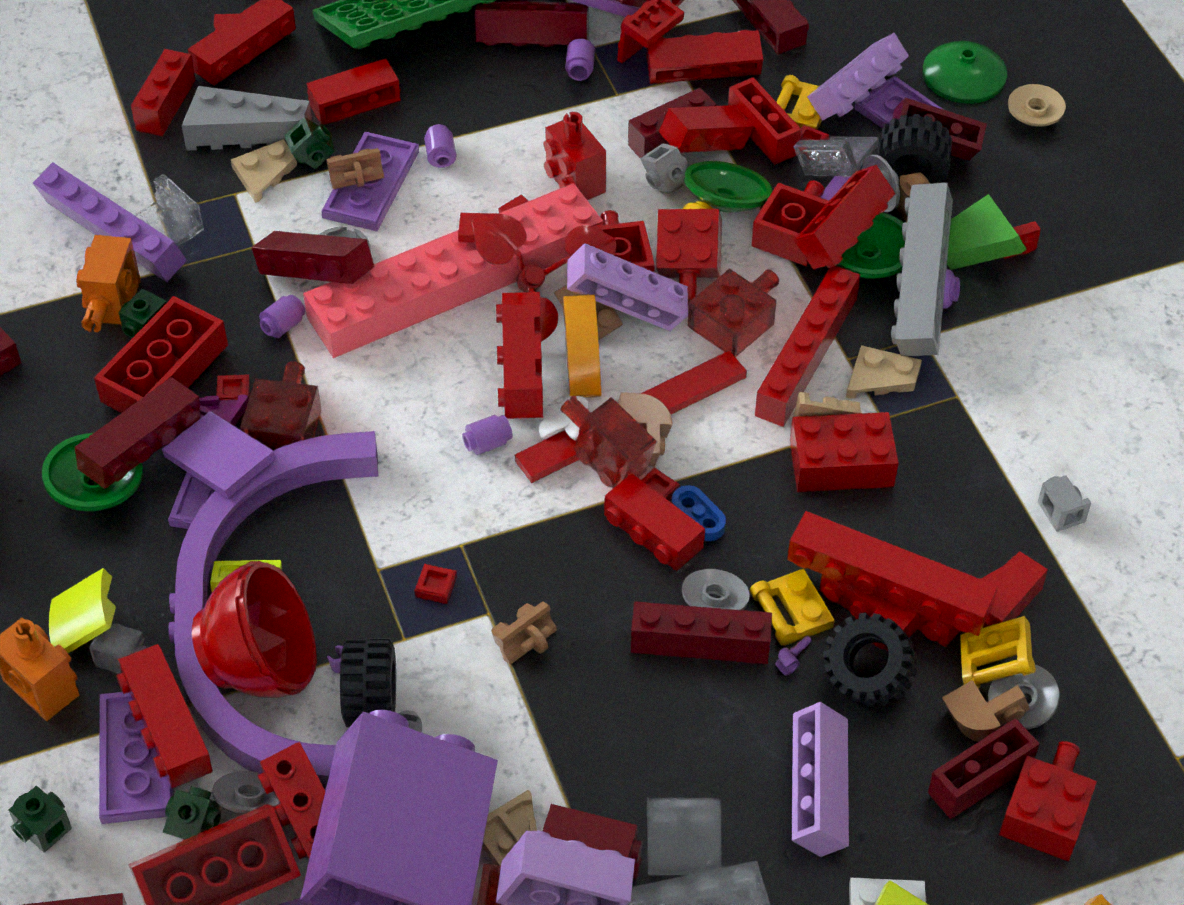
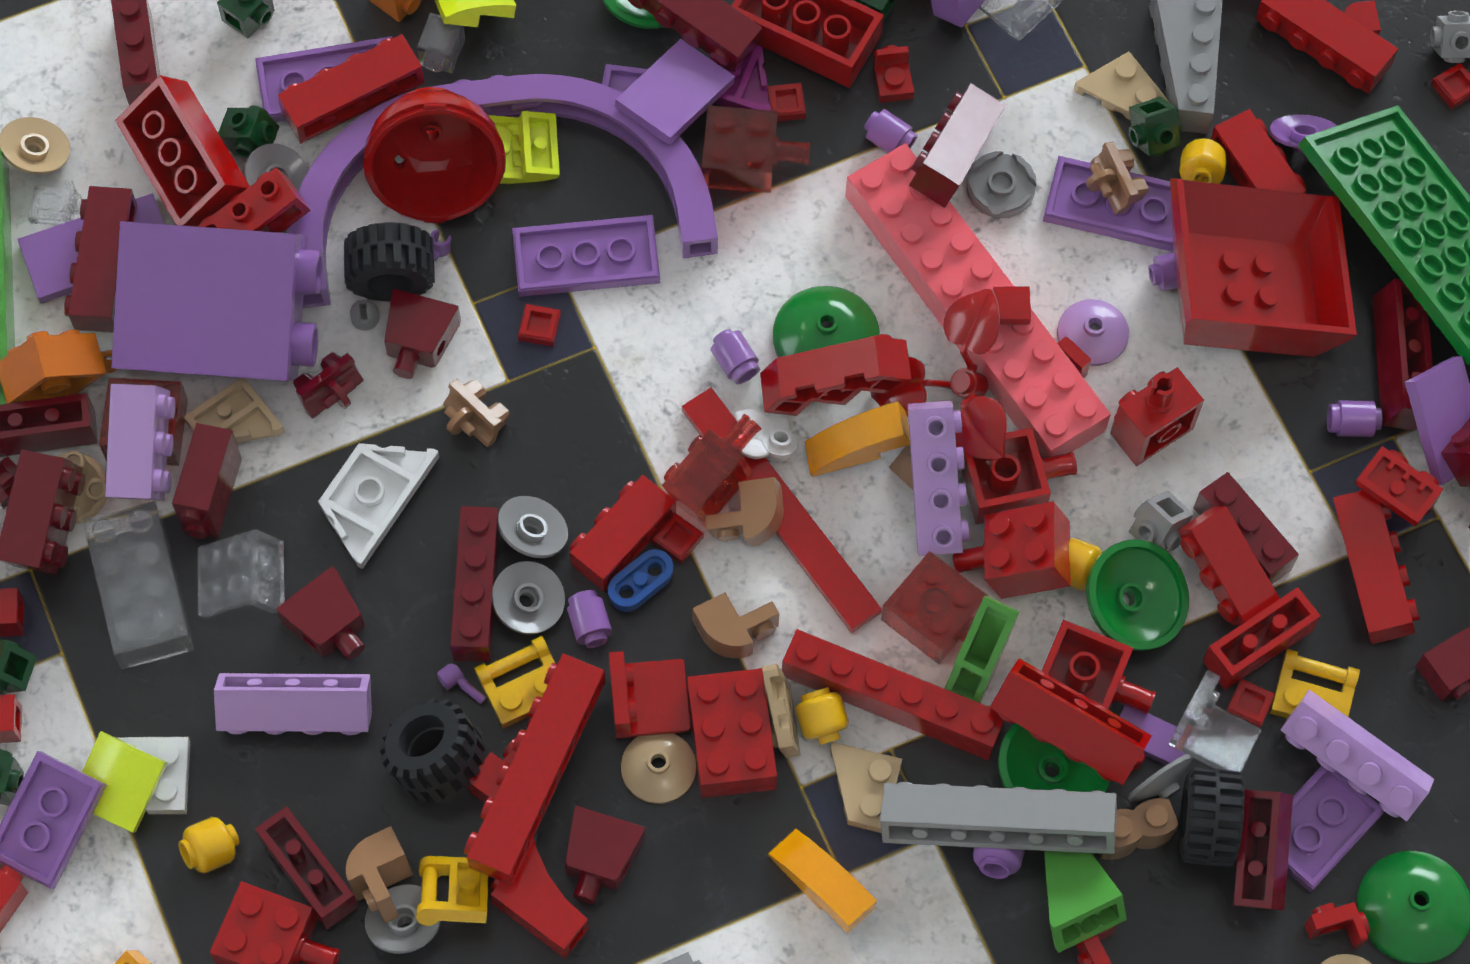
camera: 85 degrees right, 15 degrees up
(228, 310) = (892, 74): none -> red bracket
(328, 60) = (1293, 128): none -> medium lavender dish
(348, 119) = (1203, 161): none -> yellow head
(367, 546) = (586, 255): none -> medium lavender tile
(435, 675) = (418, 331): none -> dark red torso
(455, 84) = (1260, 269): none -> red piece
(463, 378) = (800, 319): none -> green dish
(481, 200) = (1100, 345): none -> lavender dish
(497, 741) = (329, 386): none -> dark red hips
(604, 719) = (372, 494): none -> white wing
(647, 585) = (532, 526): none -> light grey dish
(728, 756) = (324, 616): none -> dark red torso
(735, 550) = (589, 619): none -> medium lavender brick
(746, 450) = (727, 632): none -> medium nougat brick
(781, 271) = (982, 649): none -> bright green slope
(793, 501) = (649, 697): none -> red bracket
(826, 384) = (822, 715): none -> yellow head
(876, 522) = (658, 784): none -> tan dish
(956, 544) = (600, 851): none -> dark red torso
(961, 856) = (208, 845): none -> yellow head
(969, 399) = (823, 880): none -> light orange slope
(983, 103) = (1331, 919): none -> red bracket

